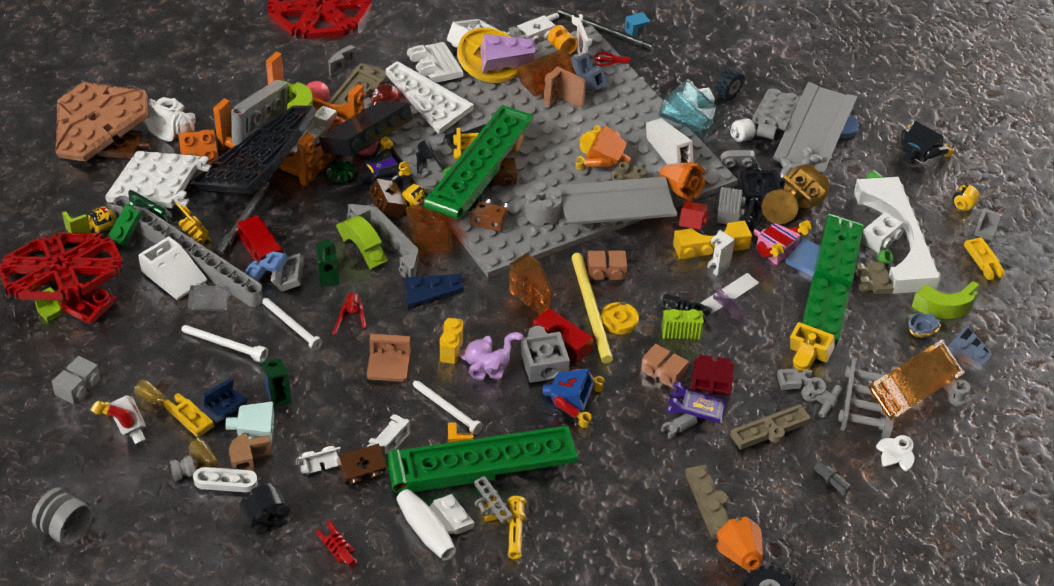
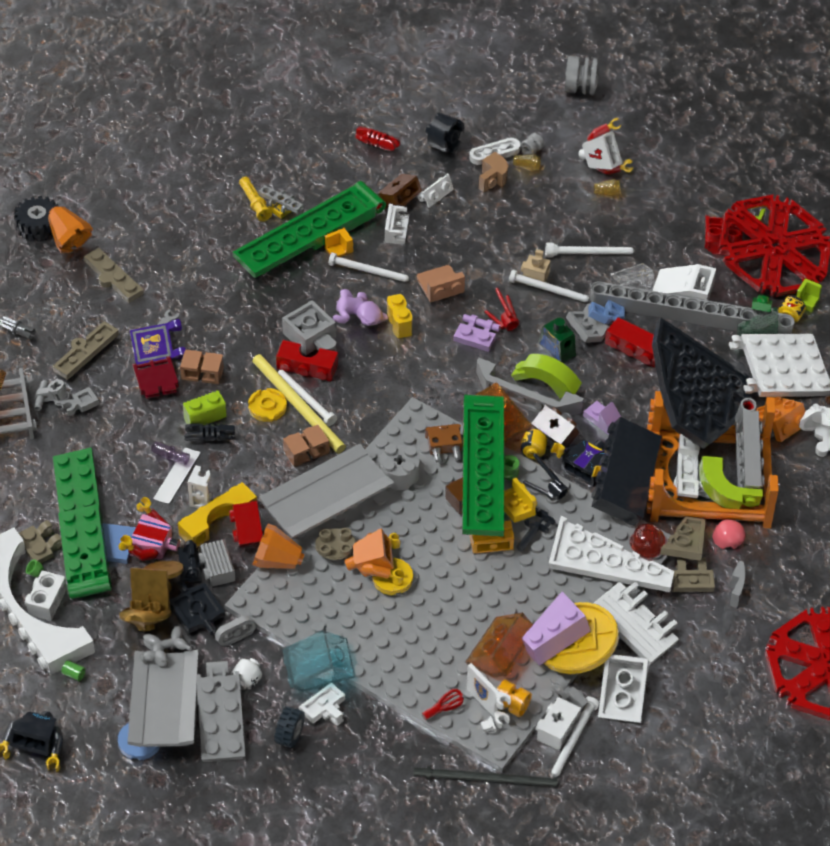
camera: 155 degrees right, 5 degrees up
(74, 386) = (670, 174): light grey piece -> none
(189, 415) = (564, 184): yellow hinge -> none
(192, 228) = (705, 326): yellow hinge -> none
(221, 401) = (542, 196): dark blue bracket -> none
(253, 419) = (506, 194): light aqua torso -> none
(276, 374) = (516, 224): dark green torso -> none
(290, 335) = (536, 267): none -> tan brick
(337, 201) = (601, 415): none -> lavender slope
(393, 308) = (474, 336): none -> lavender plate
(427, 288) = (452, 366): dark blue wing -> none
(435, 521) = (316, 178): white plate -> none
(530, 283) = (358, 384): clear orange slope -> none
(564, 85) = (463, 618): nougat bracket -> none
(572, 283) = (329, 418): none -> white bar
(572, 391) = (268, 310): blue torso -> none
(594, 77) = (449, 657): sand blue brick -> none
(634, 22) = (450, 788): dark azure panel -> none
(669, 142) = (311, 592): white slope -> none
(810, 345) = (75, 431): yellow brick -> none

